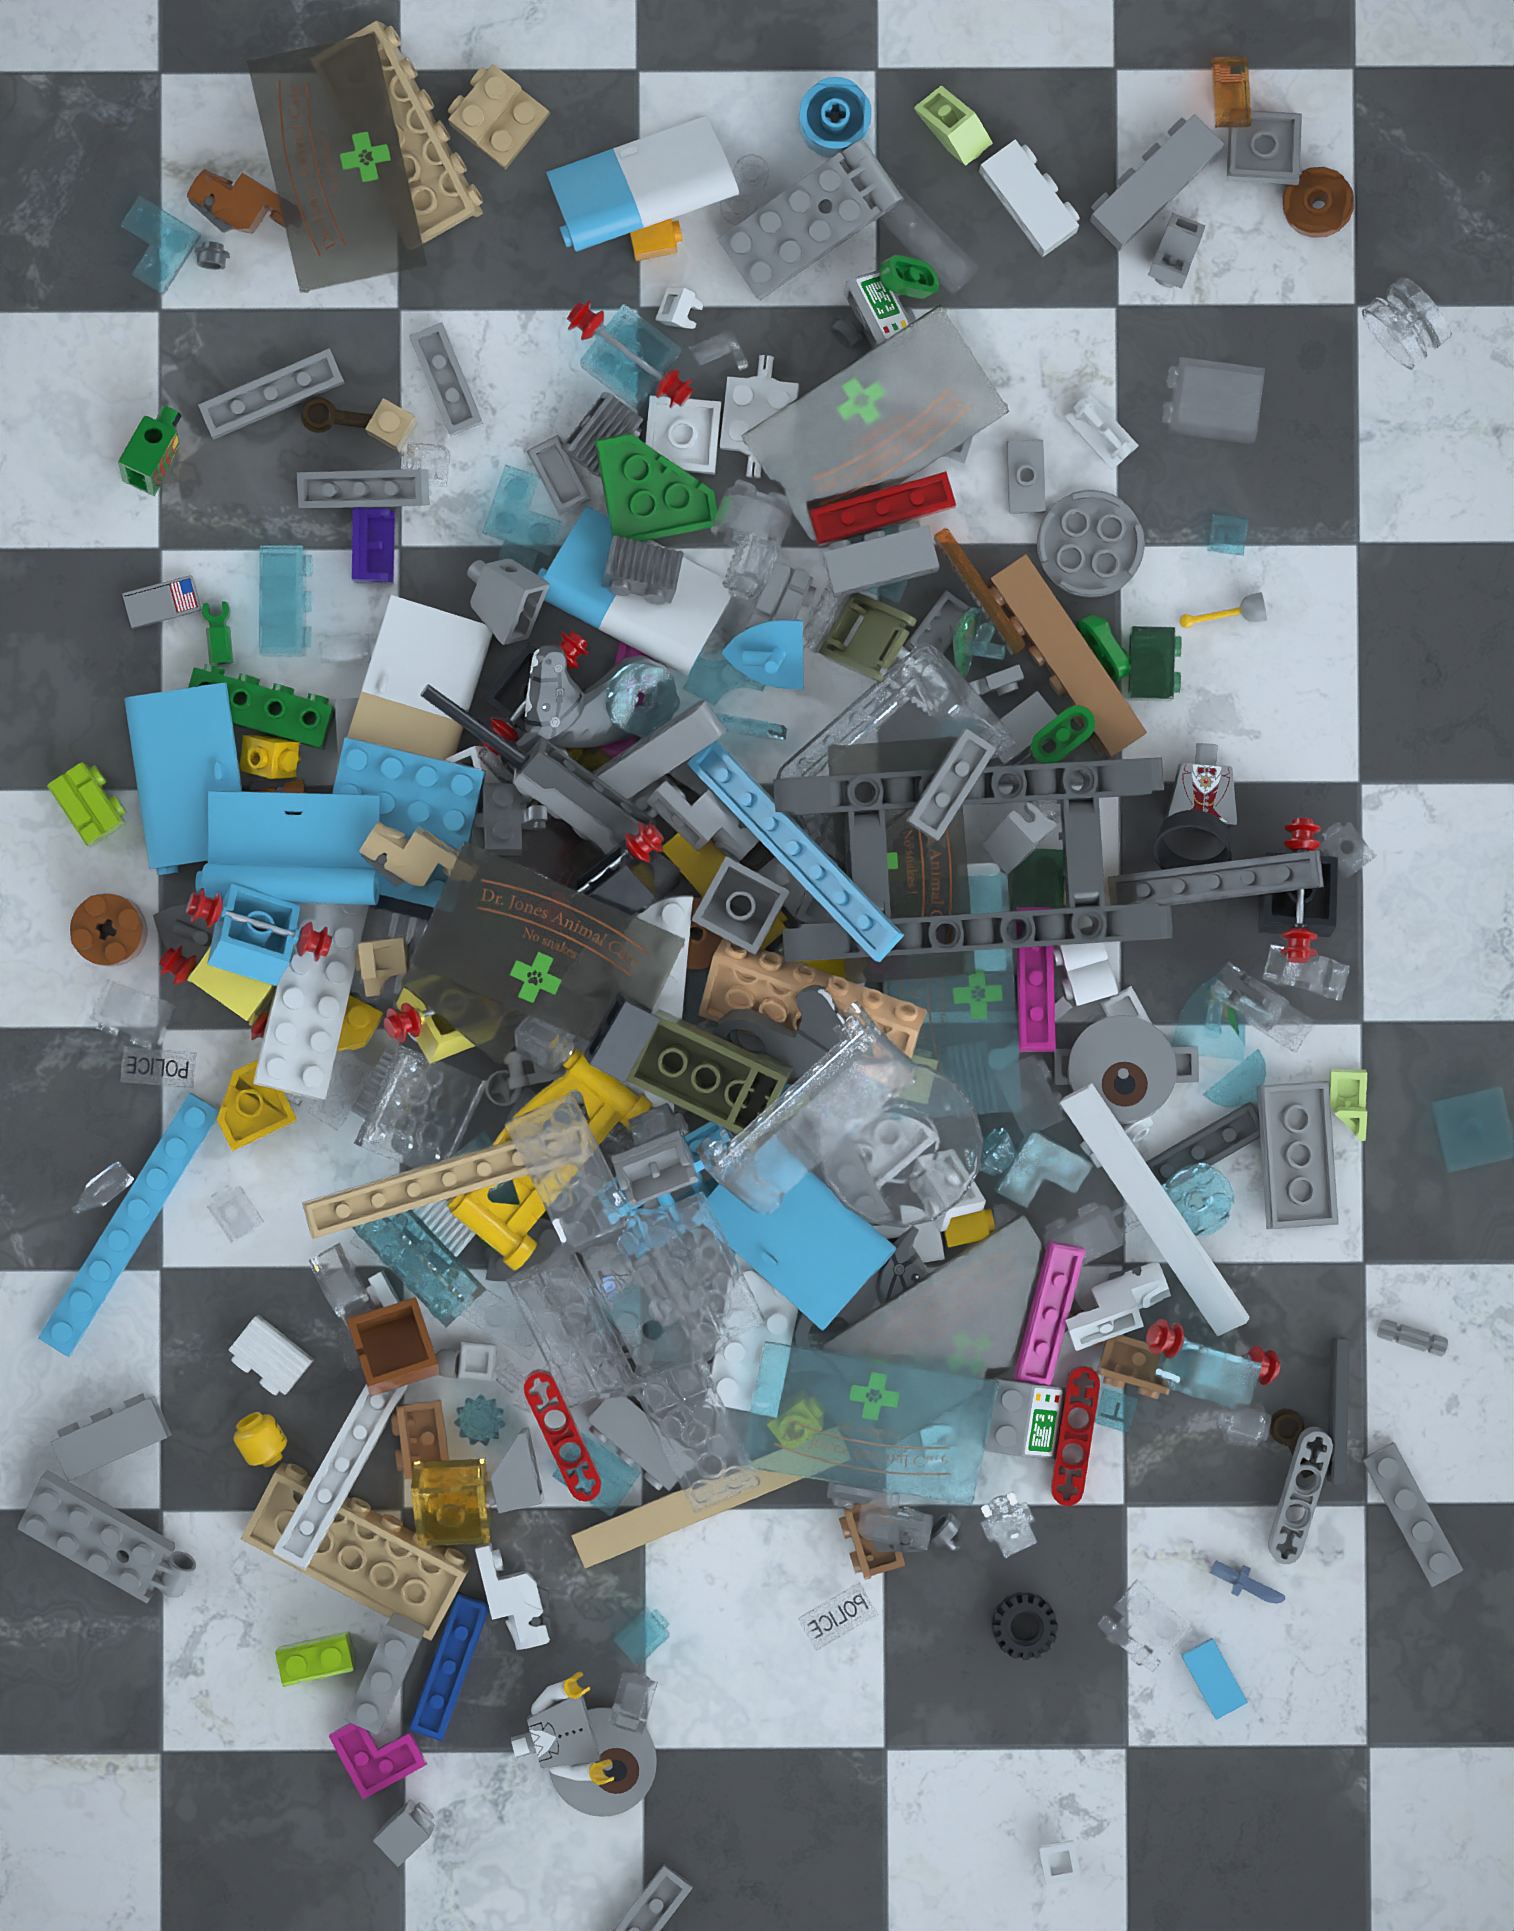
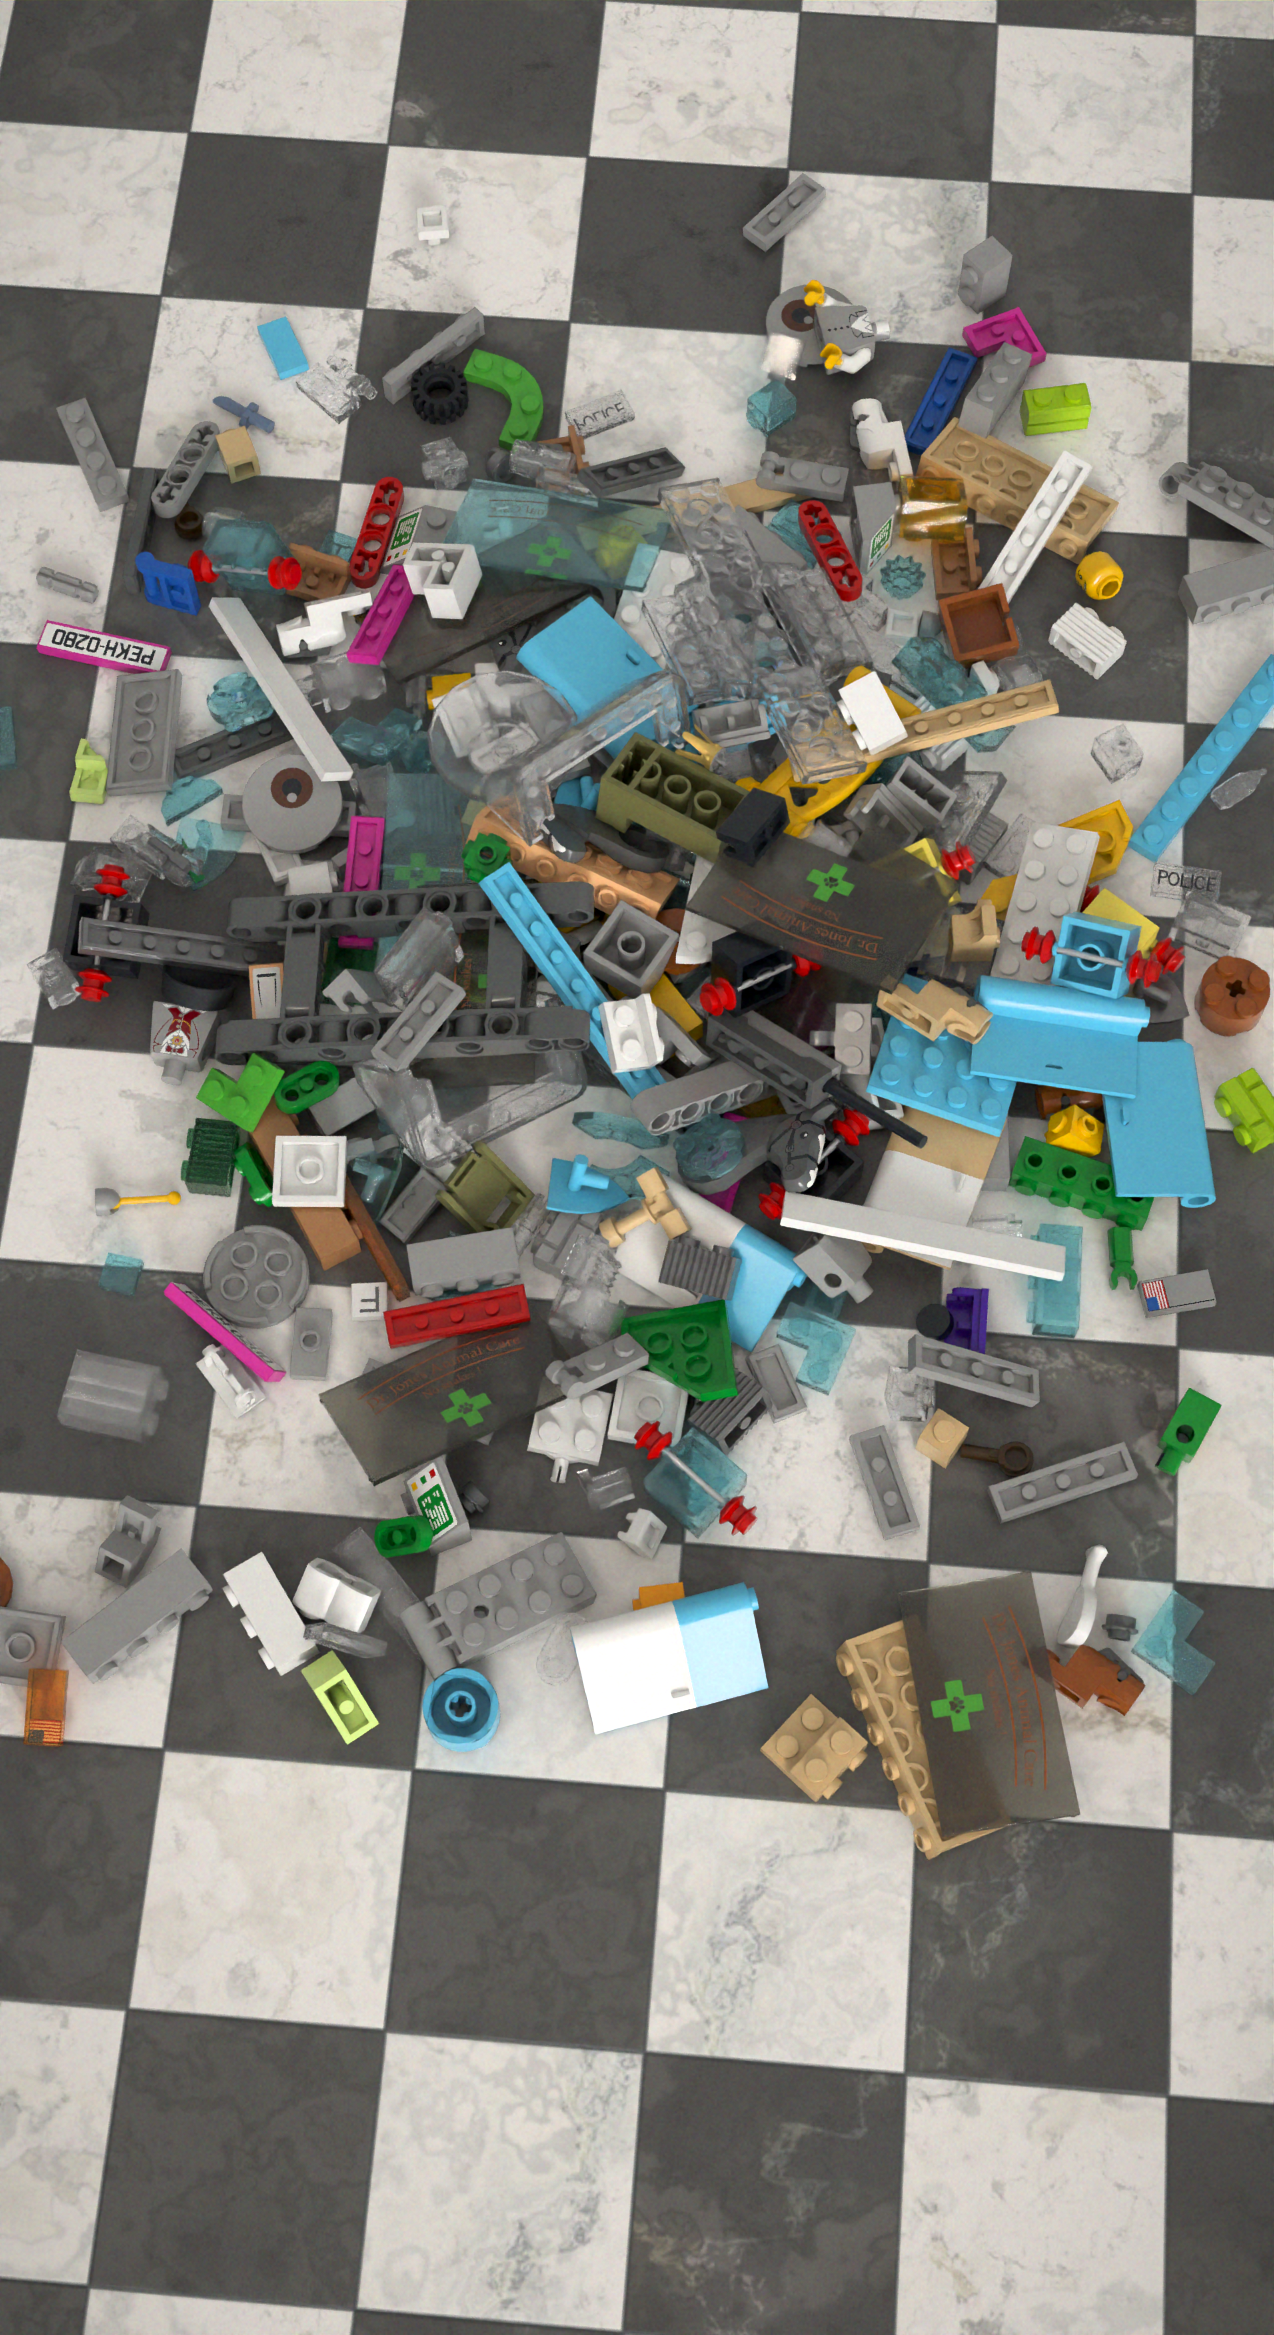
camera: 170 degrees left, 20 degrees down
(251, 257) = (1081, 1614): none -> white piece
(403, 548) = (935, 1322): none -> black tile
(419, 616) = (923, 1236): none -> white tile
(457, 1117) = (920, 792): none -> light grey torso
(486, 1088) = (880, 810): none -> light grey hinge
(506, 1186) = (872, 713): none -> white brick
(598, 1541) = (802, 477): none -> light grey plate
(677, 1116) = (711, 752): none -> pearl gold piece
(693, 628) = (655, 1208): none -> tan bar
(731, 804) = (631, 1034): none -> white bracket
(734, 456) = (598, 1366): none -> light grey plate
(793, 1519) = (631, 472): none -> dark grey tile
(900, 990) = (493, 845): none -> green brick
(929, 1638) = (518, 388): none -> bright green plate
(953, 171) = (344, 1640): none -> clear tile
(958, 862) = (421, 950): none -> clear brick
(967, 216) = (335, 1596): none -> white brick
(973, 526) = (369, 1301): none -> white tile
(981, 1353) = (444, 575): none -> white brick
(1028, 1689) = (440, 349): none -> light grey plate
(1047, 640) = (309, 1171): none -> white plate
(1113, 476) = (224, 1332): none -> dark pink tile
(1119, 845) = (266, 989): none -> white slope
(1128, 714) = (242, 1099): none -> bright green plate
(1245, 1523) = (238, 454): none -> tan brick
(1287, 1331) = (176, 586): none -> blue plate
(1358, 1258) = (102, 649): none -> tile

